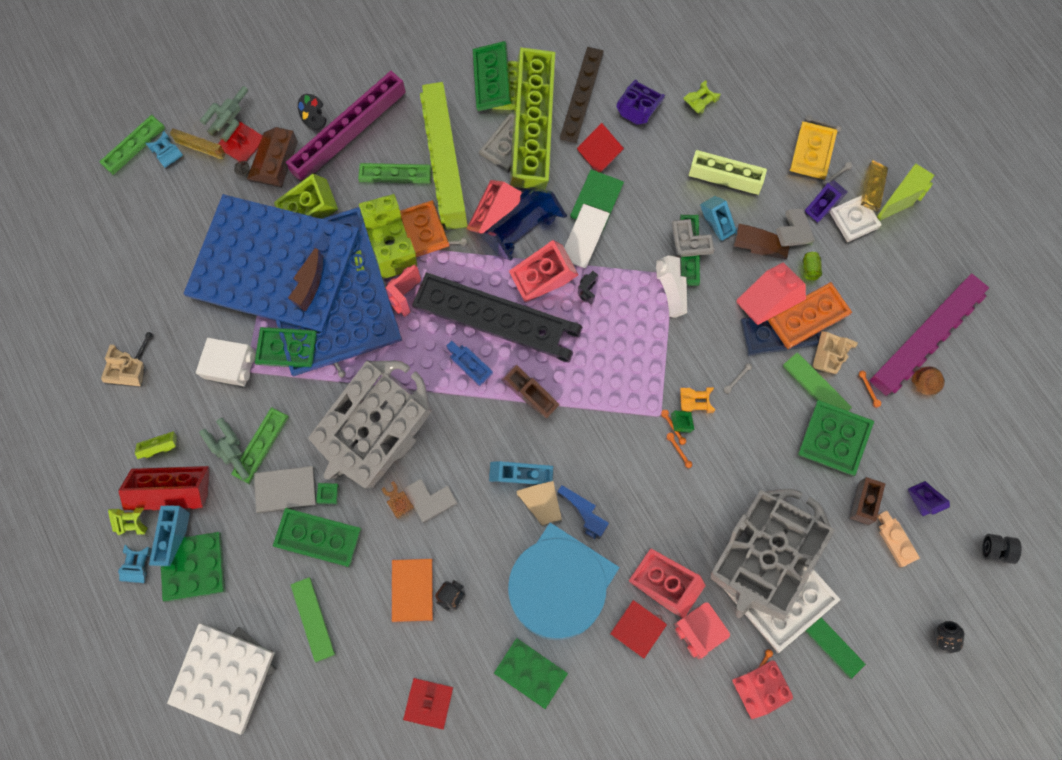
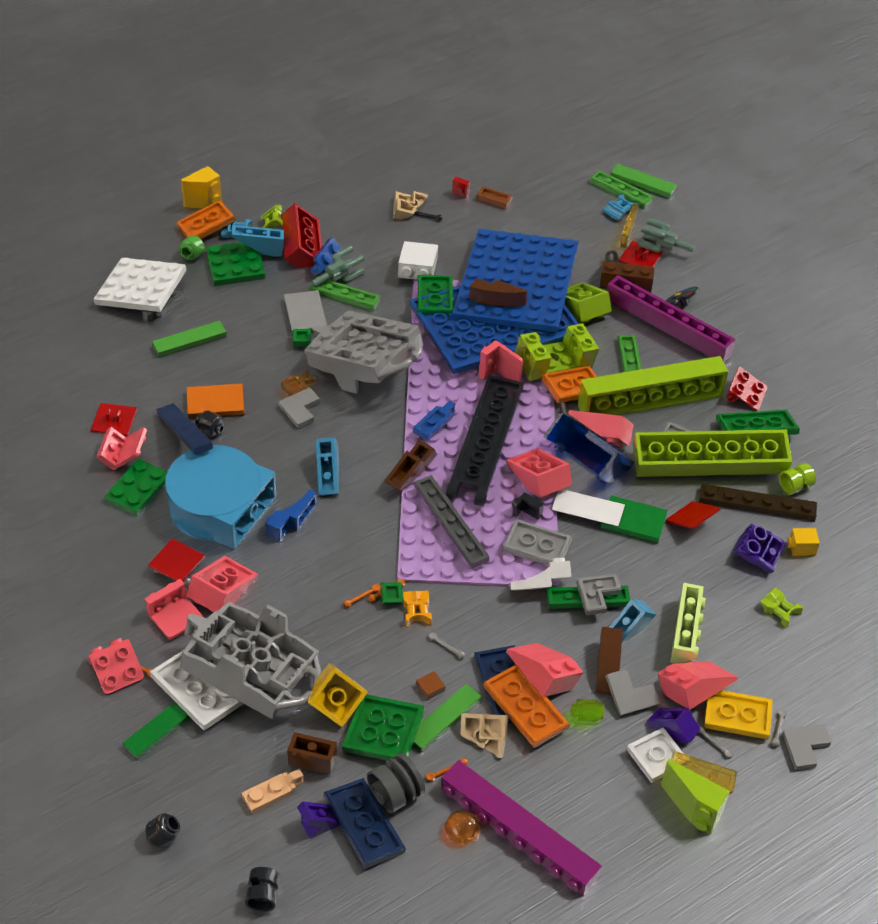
camera: 80 degrees right, 25 degrees down
(65, 603) = (201, 188): none -> yellow slope
(105, 307) = (461, 187): none -> red plate
(119, 600) = (206, 220): none -> orange tile
(122, 121) = (643, 180): none -> bright green tile
(124, 274) = (494, 197): none -> dark orange tile
(155, 445) = (339, 229): lime plate -> none
(164, 617) = (191, 247): none -> bright green head
(202, 462) = (324, 256): none -> blue hinge
(317, 537) = (261, 334): green plate -> none
(444, 73) = (747, 389): none -> hinge
(470, 620) = (184, 429): none -> dark blue tile
(483, 690) = (119, 450): none -> coral bracket
(542, 502) = (298, 487): tan slope -> none
(564, 56) = (797, 479): none -> lime wheel
(601, 359) = (451, 521): none -> dark grey plate
(628, 285) = (536, 542): none -> light grey tile
(634, 65) = (803, 542): none -> yellow brick
(782, 395) = (430, 685): none -> dark orange tile
(787, 174) = (693, 682): none -> coral slope
(806, 475) = (336, 694): none -> yellow slope
(837, 110) = (801, 742): none -> light grey tile
(899, 428) = (396, 783): none -> dark grey wheel
(927, 461) = (364, 823): none -> dark blue tile

